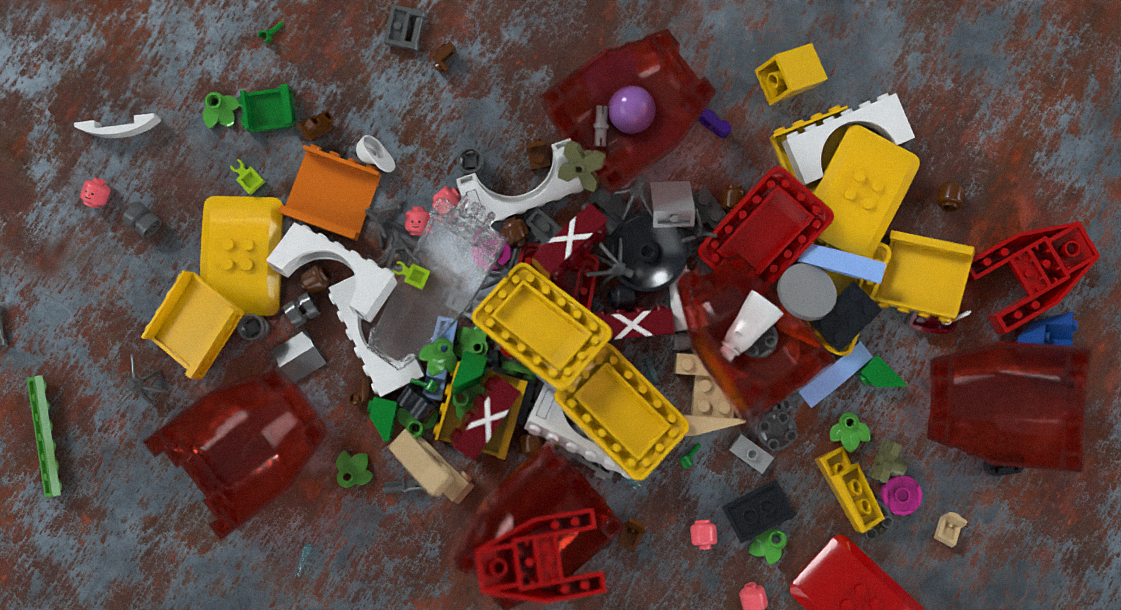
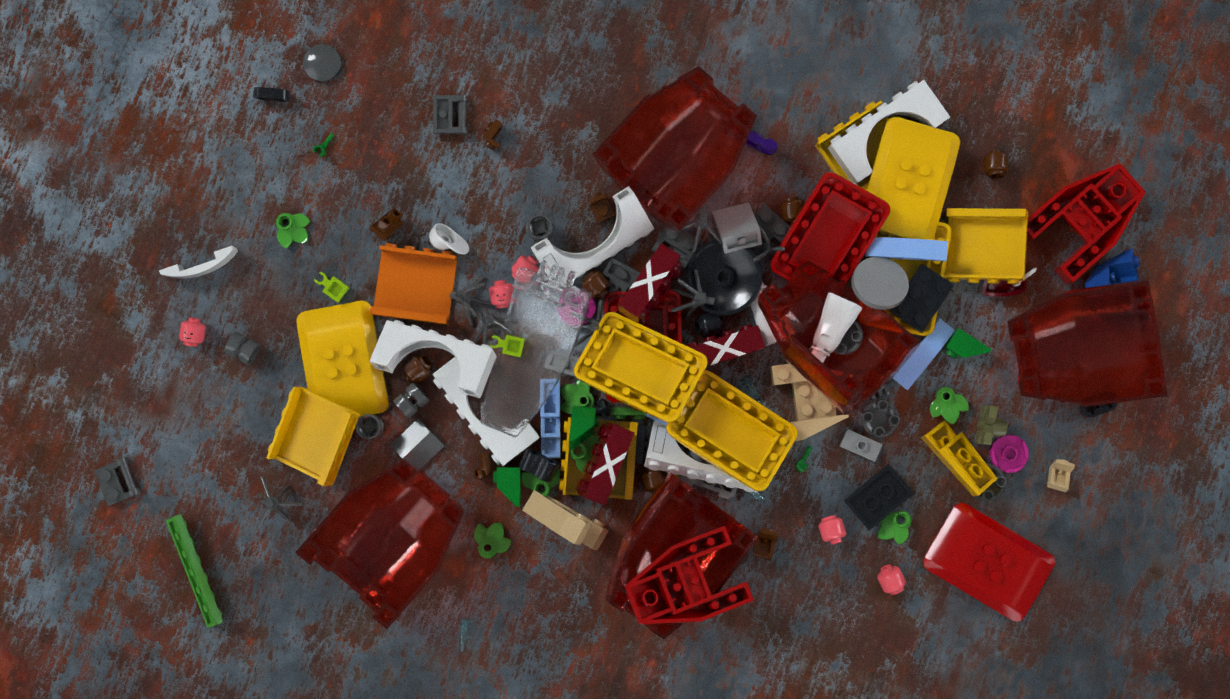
camera: 10 degrees left, 0 degrees up
(267, 109) = (337, 219): green panel -> none
(402, 486) = (542, 545): dark grey axle -> none
(431, 386) = (548, 445): green hand -> none
(438, 359) = (550, 419): bright green plate -> none
(581, 165) = (645, 209): olive plant -> none
(601, 126) = (654, 168): light grey pin -> none
(631, 109) = (680, 146): medium lavender piece -> none
(680, 342) = (772, 355): light grey cone -> none
(790, 73) = (822, 81): yellow slope -> none

